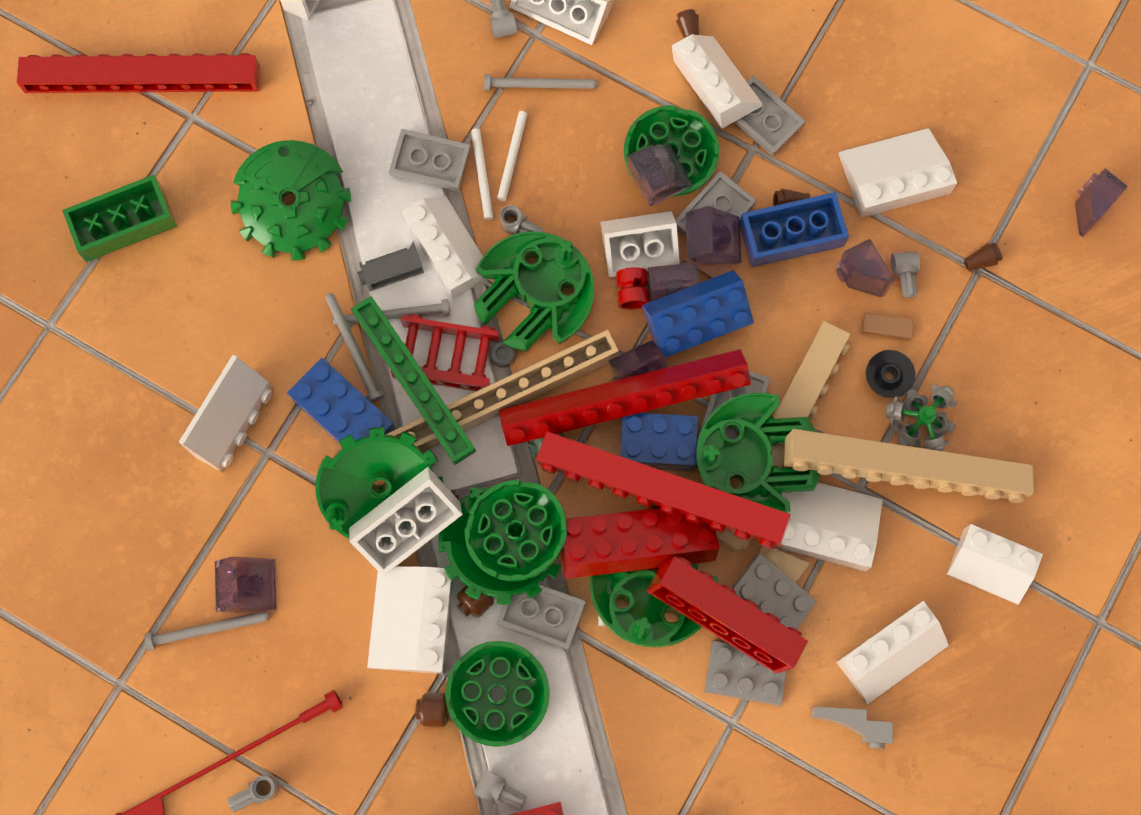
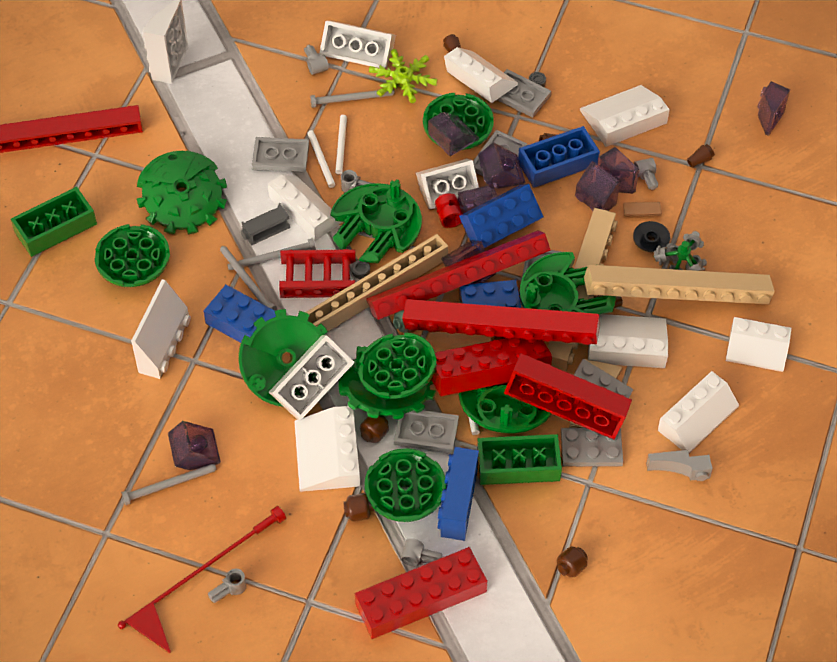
camera: 10 degrees left, 20 degrees down
(205, 267) = (132, 255): none -> green brick
(413, 380) = (299, 286): green plate -> none
(563, 719) = (459, 492): none -> blue brick
(612, 63) = (403, 76): none -> lime piece
(649, 682) = (519, 459): none -> green brick
(791, 96) = (538, 78): none -> dark grey tile
(833, 292) = (597, 188): none -> slope

